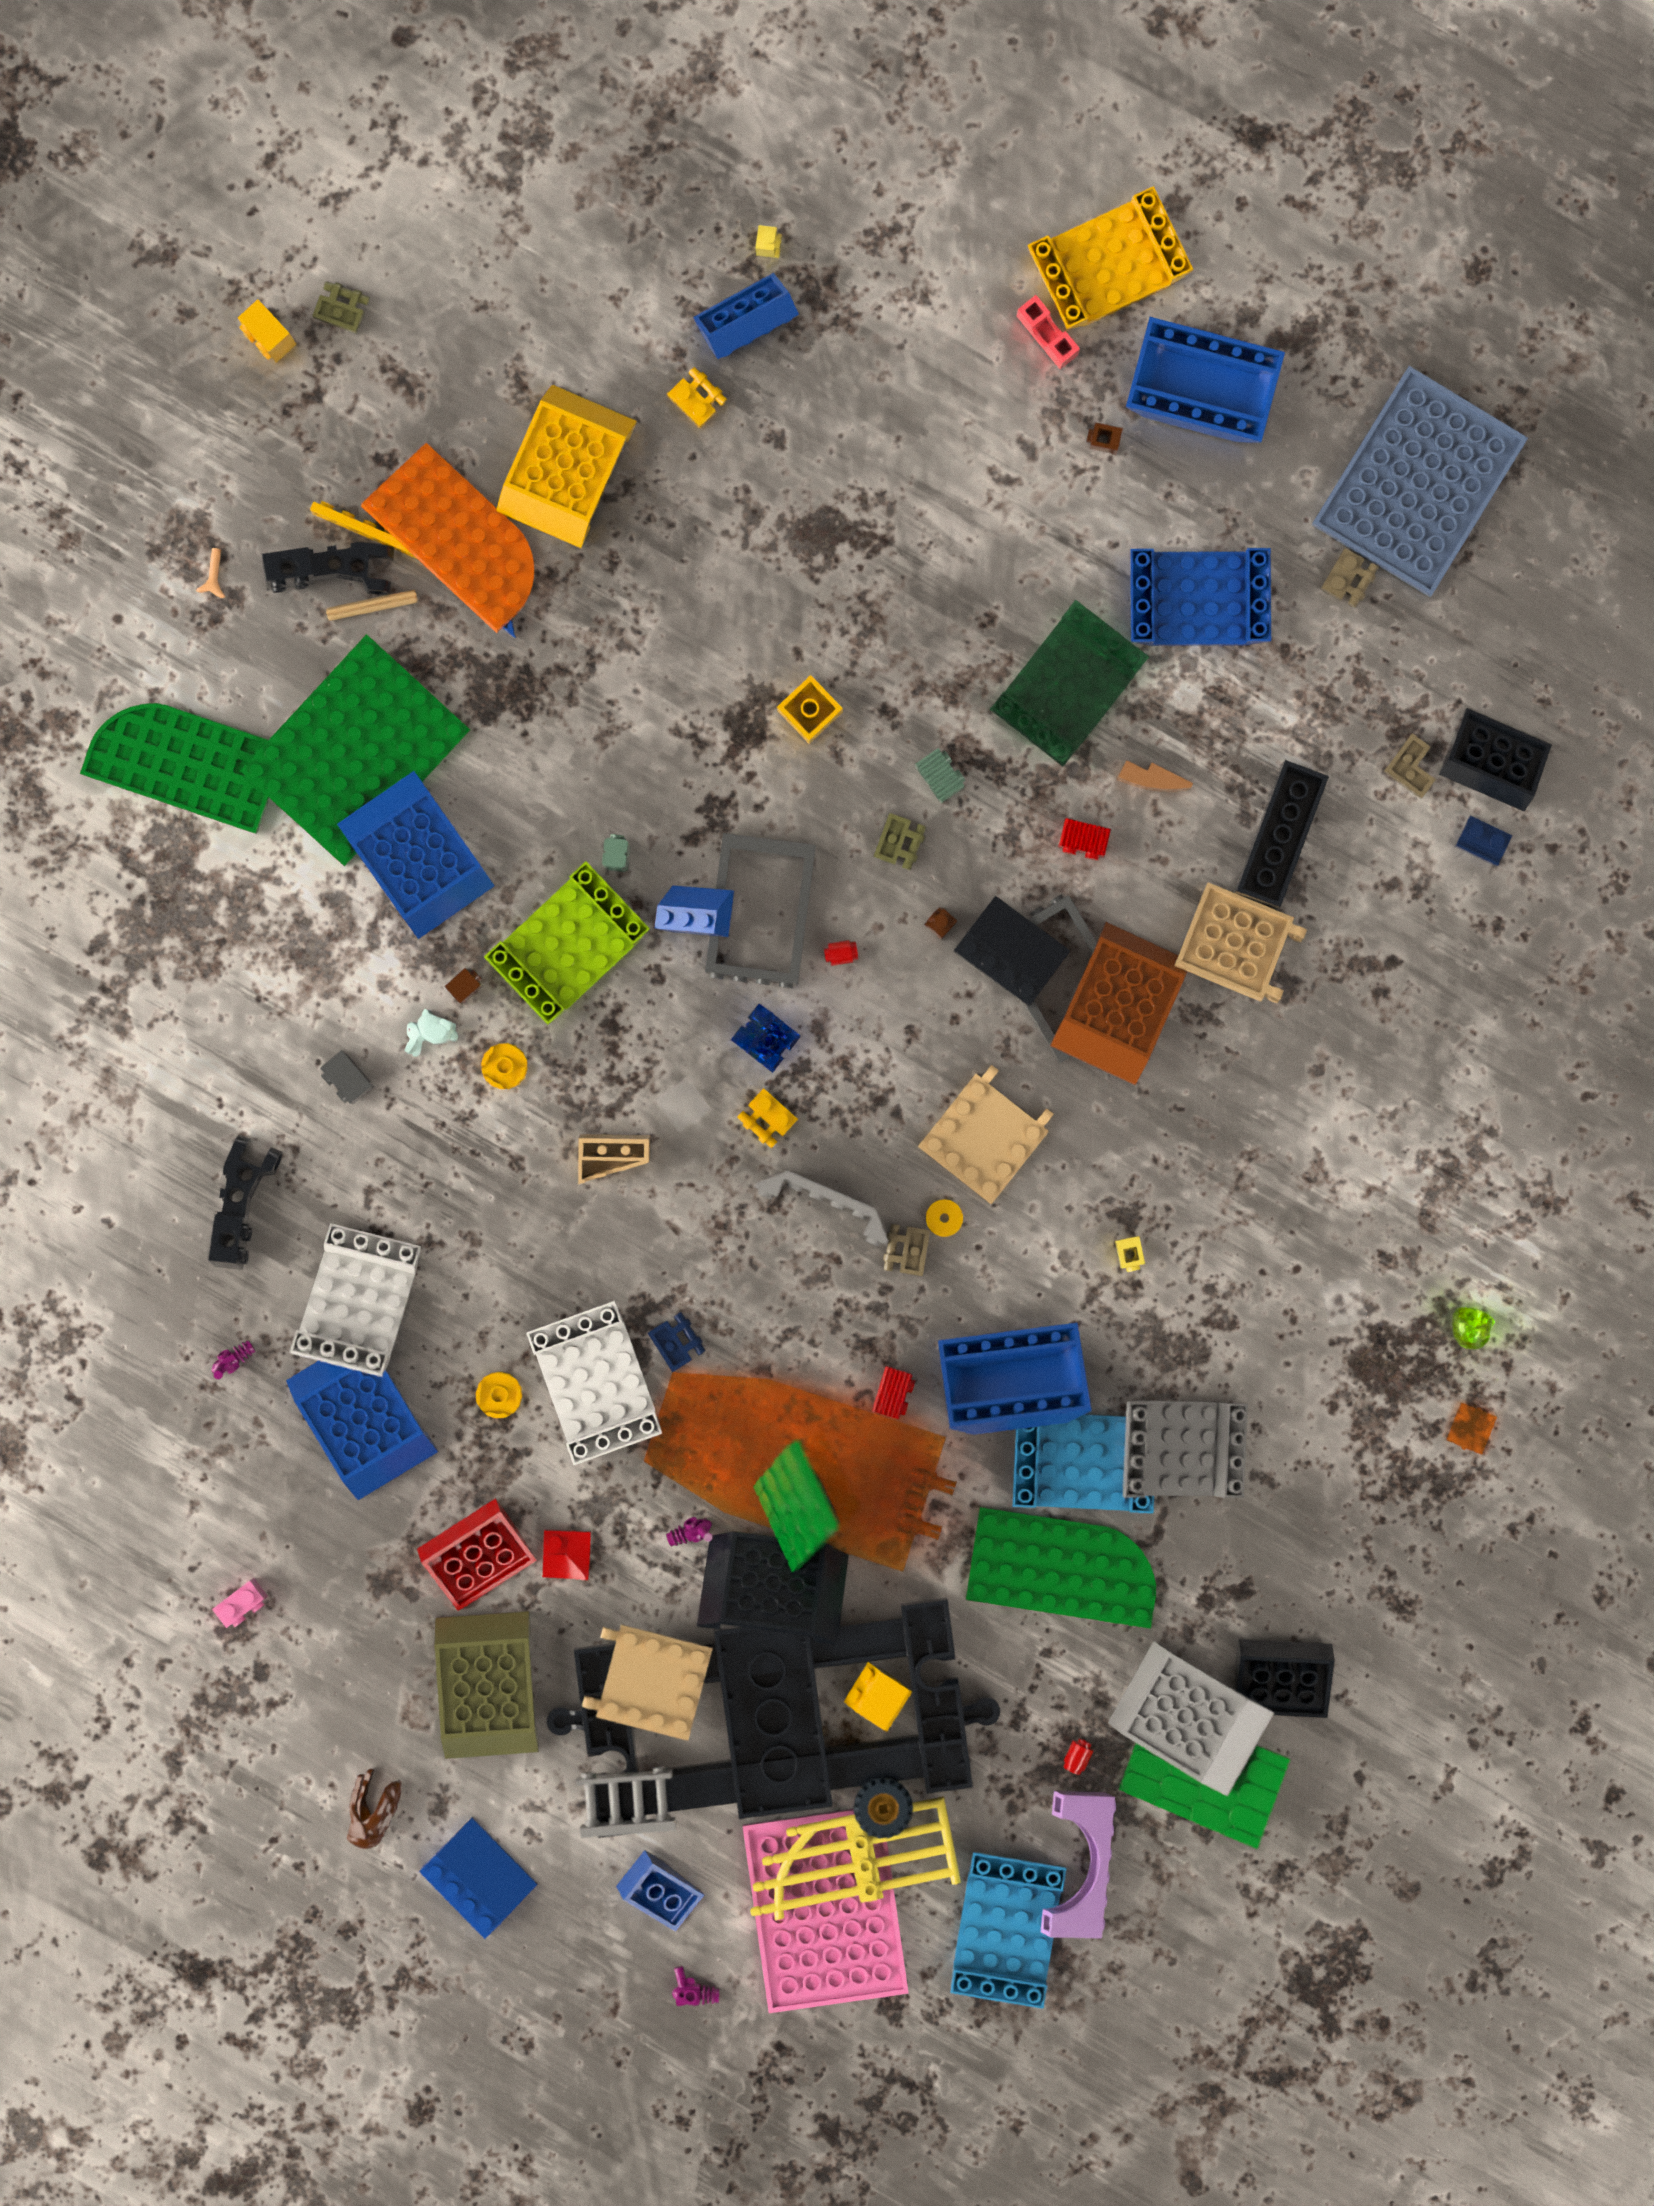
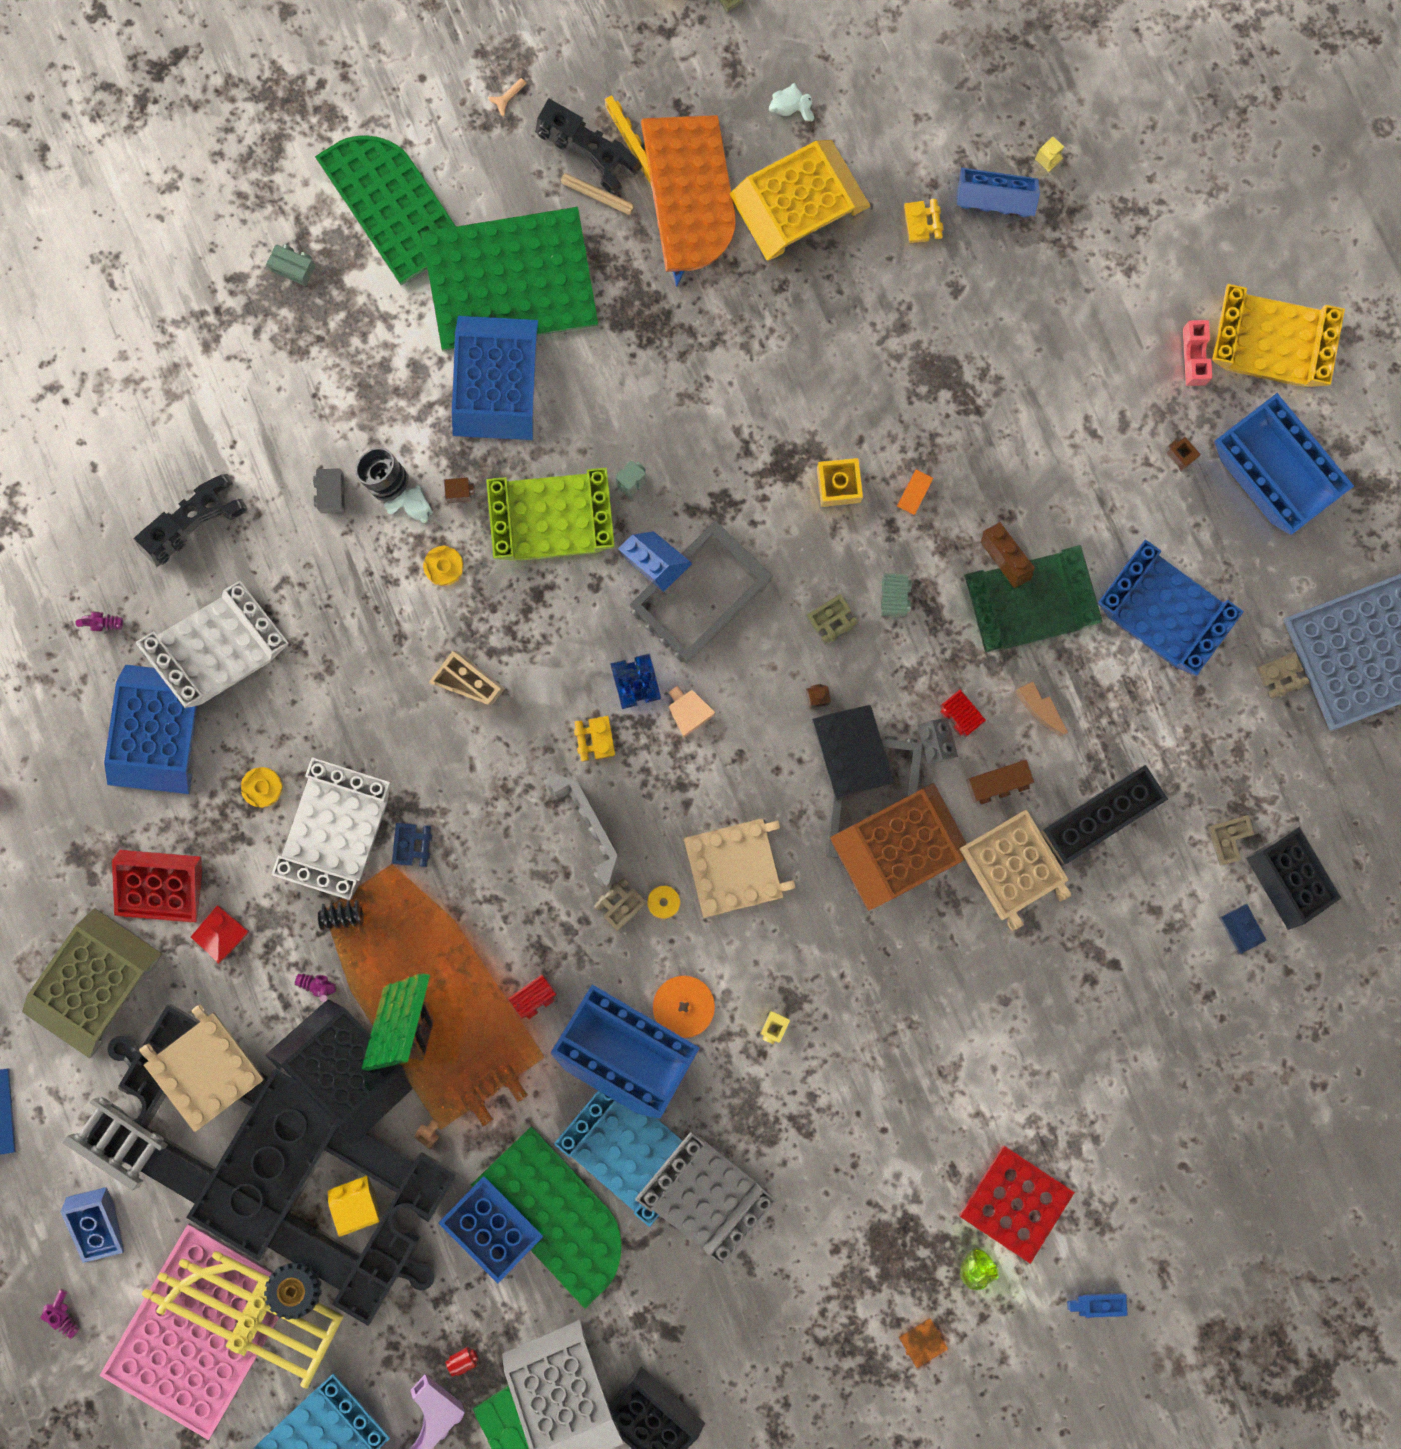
camera: 30 degrees right, 5 degrees down
(139, 893) = (291, 264): none -> sand green brick
(384, 1026) = (381, 474): none -> black wheel
(485, 375) = (791, 100): none -> light aqua animal
(664, 1453) = (340, 916): none -> black piece
(833, 1027) = (688, 710): none -> light nougat torso
(841, 952) = (733, 664): red brick -> none
(885, 663) = (915, 492): none -> orange slope
(893, 1586) = (427, 1134): none -> medium nougat plate
(1014, 1623) = (490, 1229): none -> blue slope
(1015, 660) = (1007, 555): none -> reddish brown brick
(1026, 1280) = (688, 990): none -> orange piece
(1080, 881) = (937, 740): none -> dark grey brick
(1166, 875) = (1000, 782): none -> reddish brown brick
(1471, 1207) = (984, 1195): none -> red piece
(1602, 1275) = (1100, 1305): none -> blue hinge

